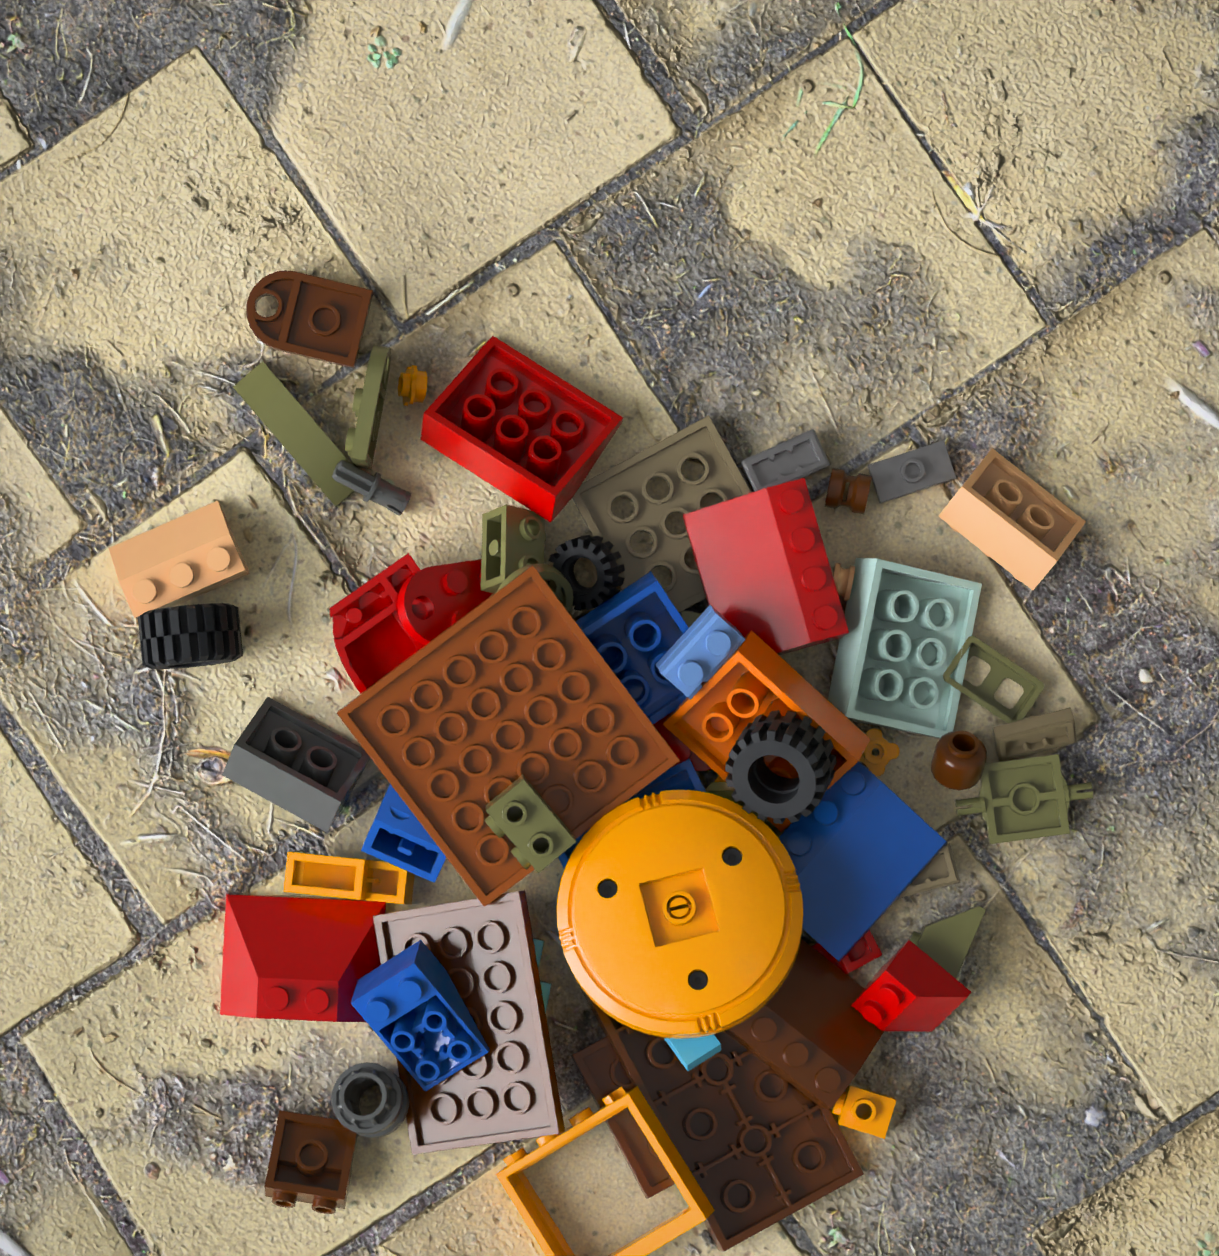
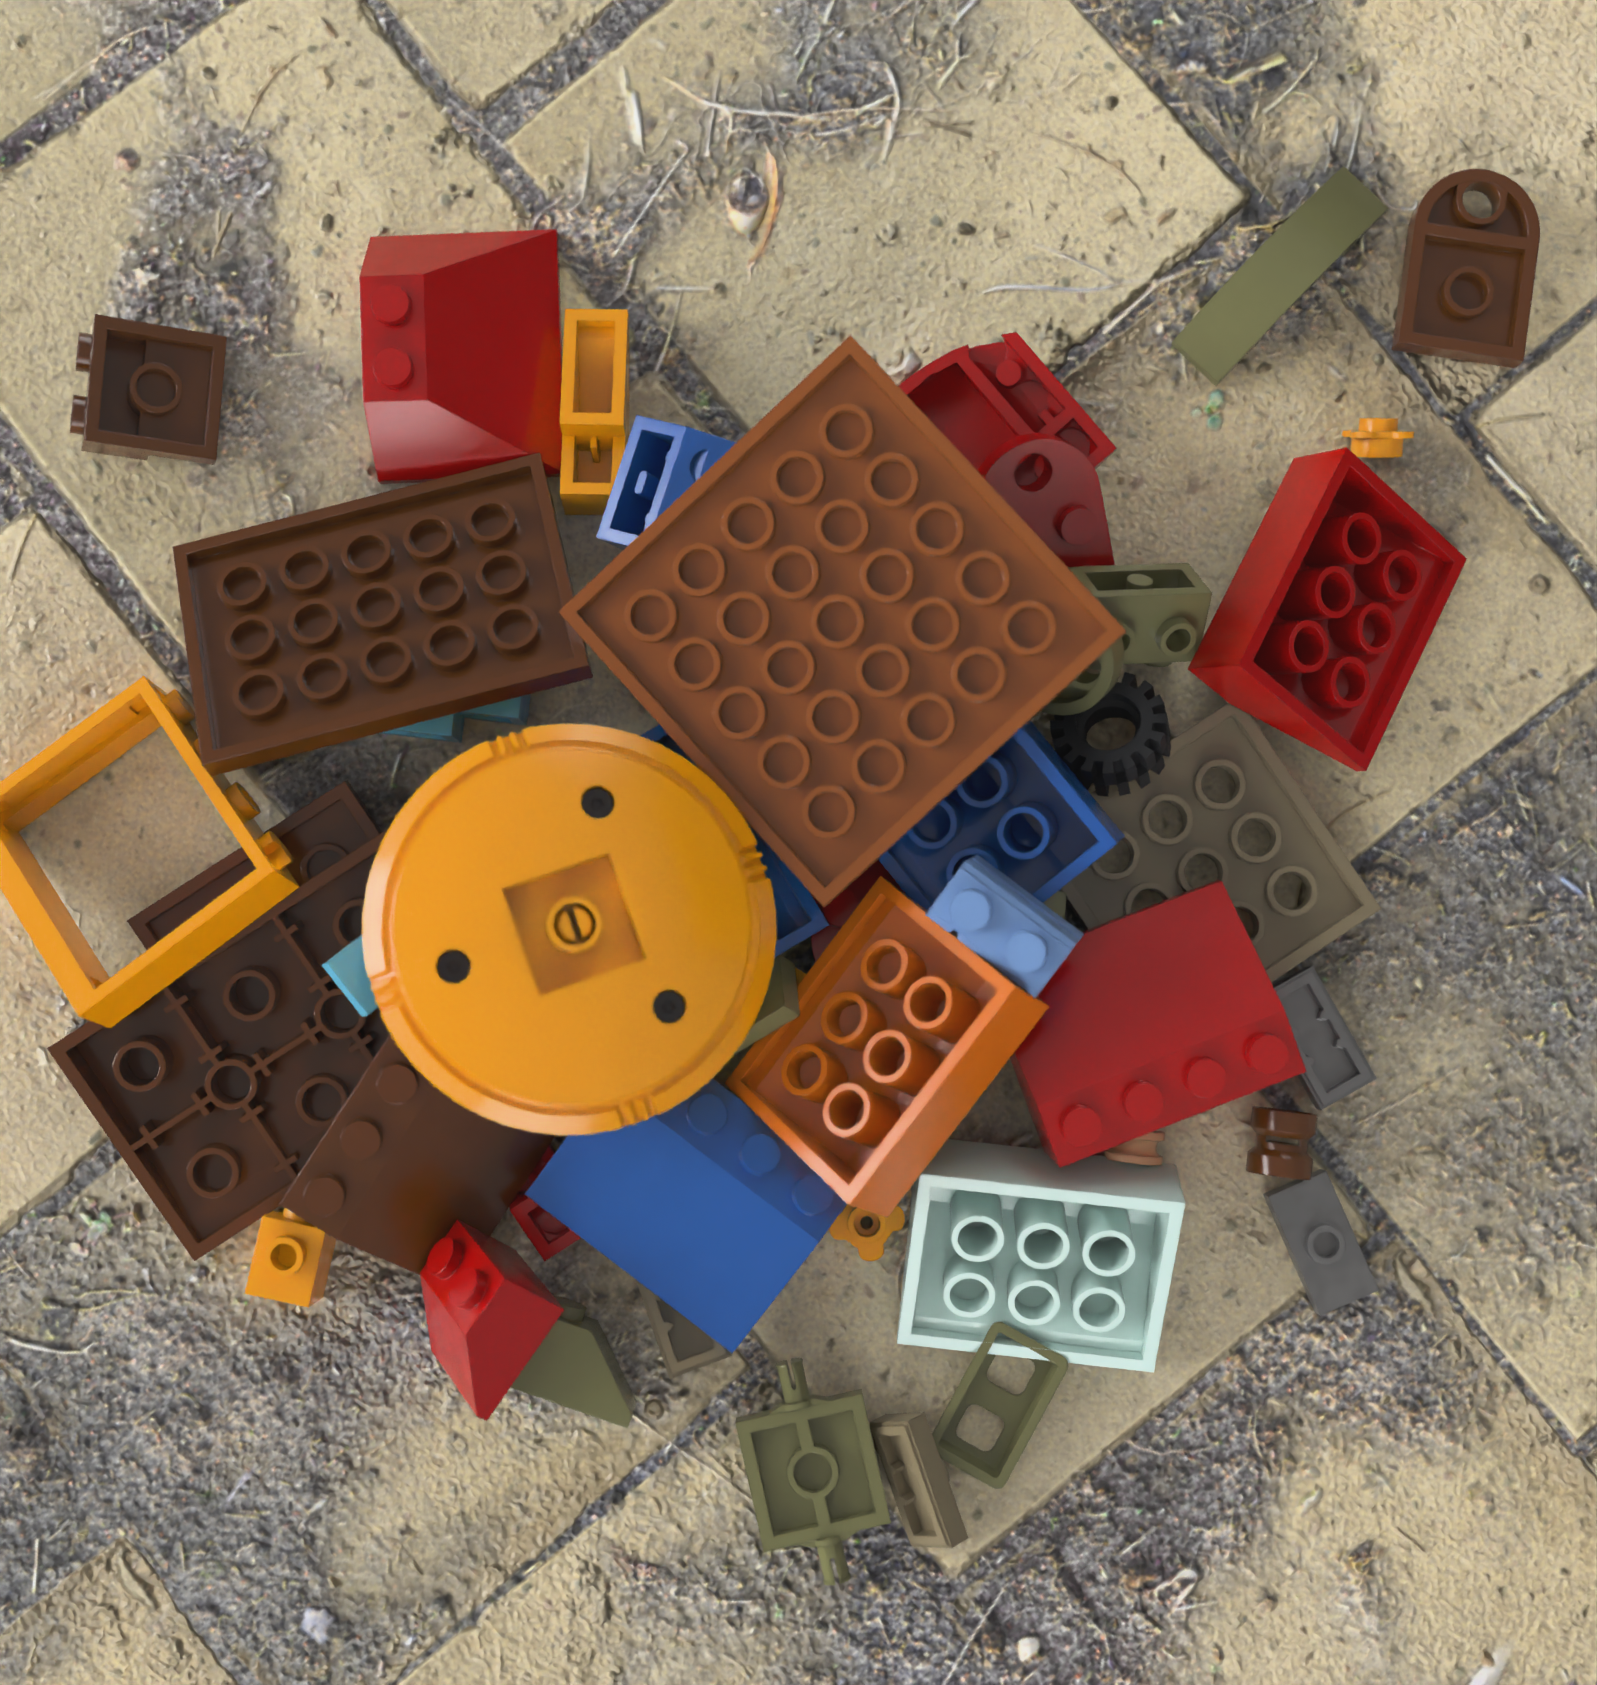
camera: 75 degrees right, 0 degrees up
(178, 560) = (1060, 105): light nougat slope -> none
(190, 636) = (952, 117): black tyre -> none
(296, 764) = (765, 306): dark grey slope -> none
(354, 1083) = (240, 436): dark grey piece -> none
(368, 408) = (1339, 368): olive plate -> none
(372, 487) = (1212, 388): dark grey axle -> none
(419, 1015) = (382, 529): blue slope -> none
(529, 825) = (693, 666): olive brick -> none
(768, 792) = (781, 1065): black tyre -> none
(958, 760) = (865, 1361): reddish brown head -> none
(1012, 519) = (1260, 1414): light nougat slope -> none

